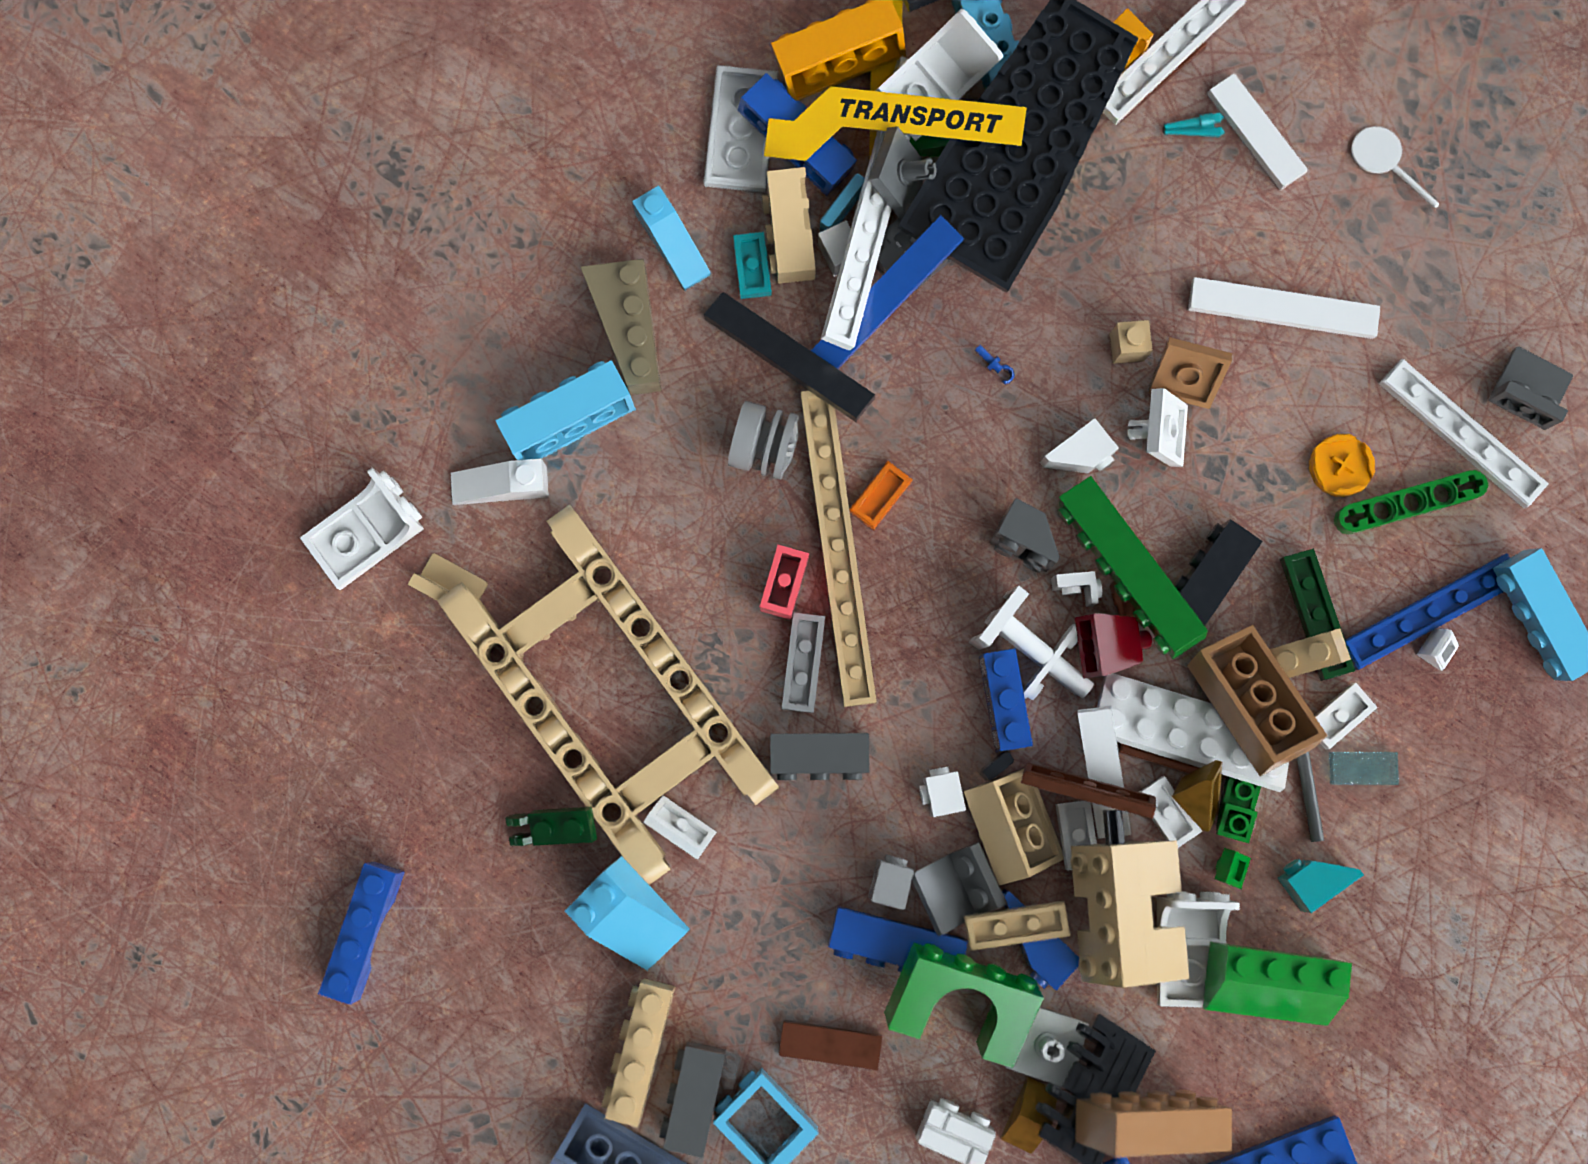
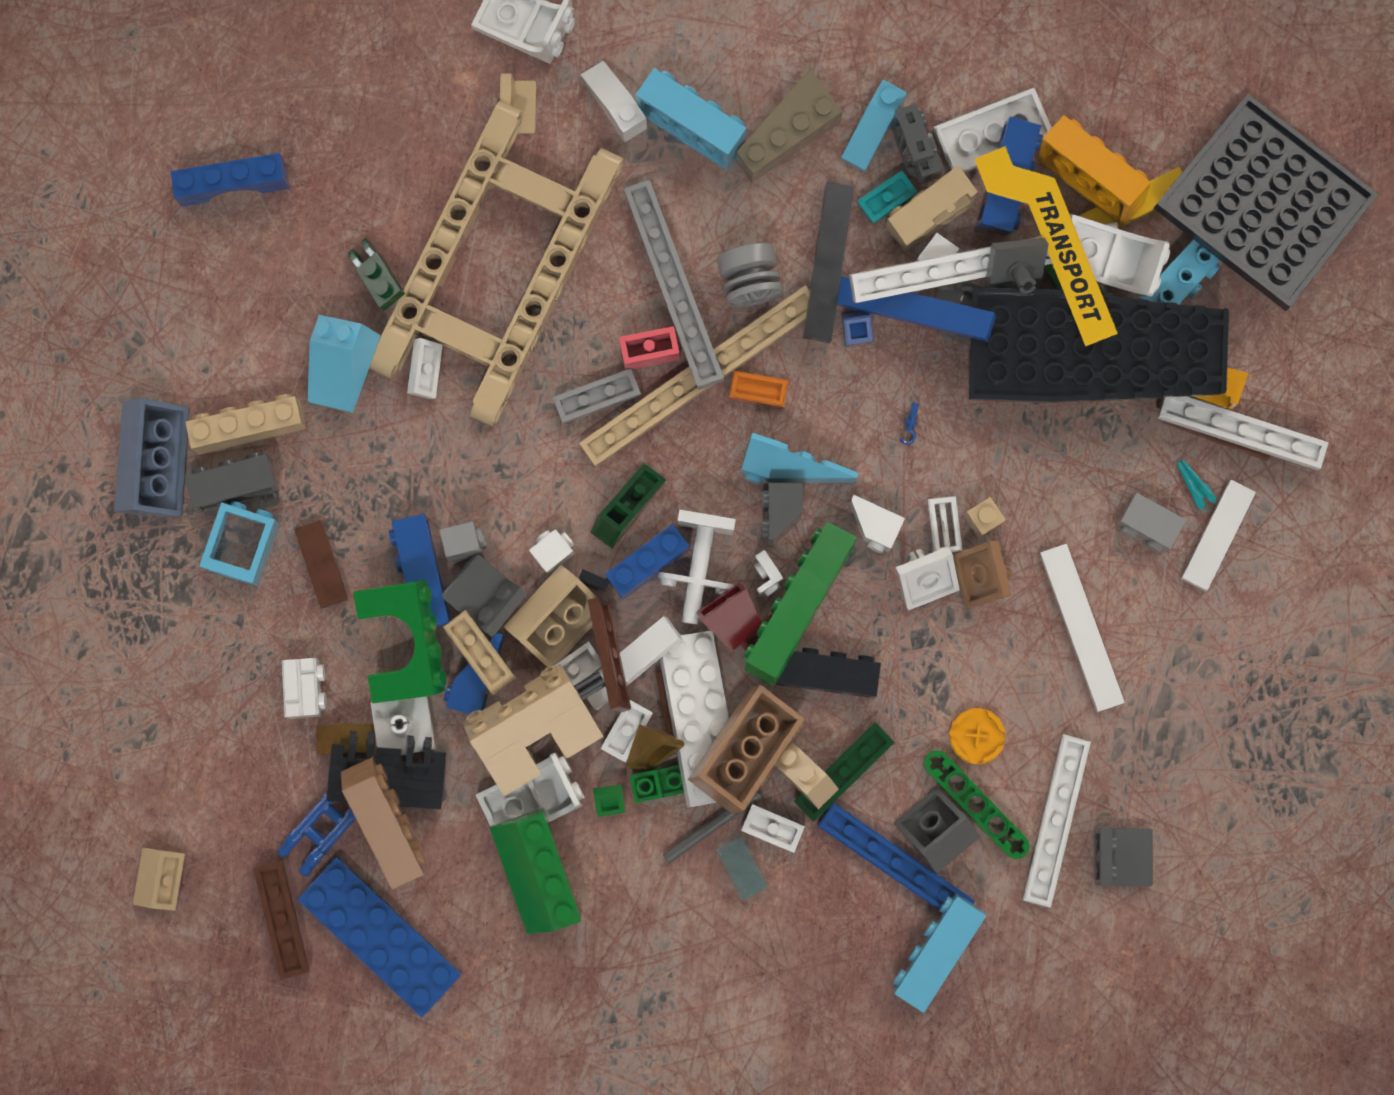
camera: 65 degrees right, 0 degrees up
(716, 206) = (915, 144): none -> dark grey piece
(729, 522) = (674, 285): none -> light grey plate
(819, 755) = (532, 444): dark grey brick -> none
(843, 203) = (970, 240): medium azure tile -> none
(867, 365) = (857, 327): none -> blue slope
(935, 690) = (627, 506): none -> dark green slope
(968, 518) = (774, 463): none -> medium azure wedge
(1110, 396) = (955, 522): none -> white tile
(1216, 186) = (1150, 523): none -> light grey brick
(1316, 882) = (632, 869): teal slope -> none
(1380, 151) = (1258, 642): white piece -> none
(1420, 553) = (937, 830): none -> dark grey slope
(1439, 648) = (869, 883): white slope -> none

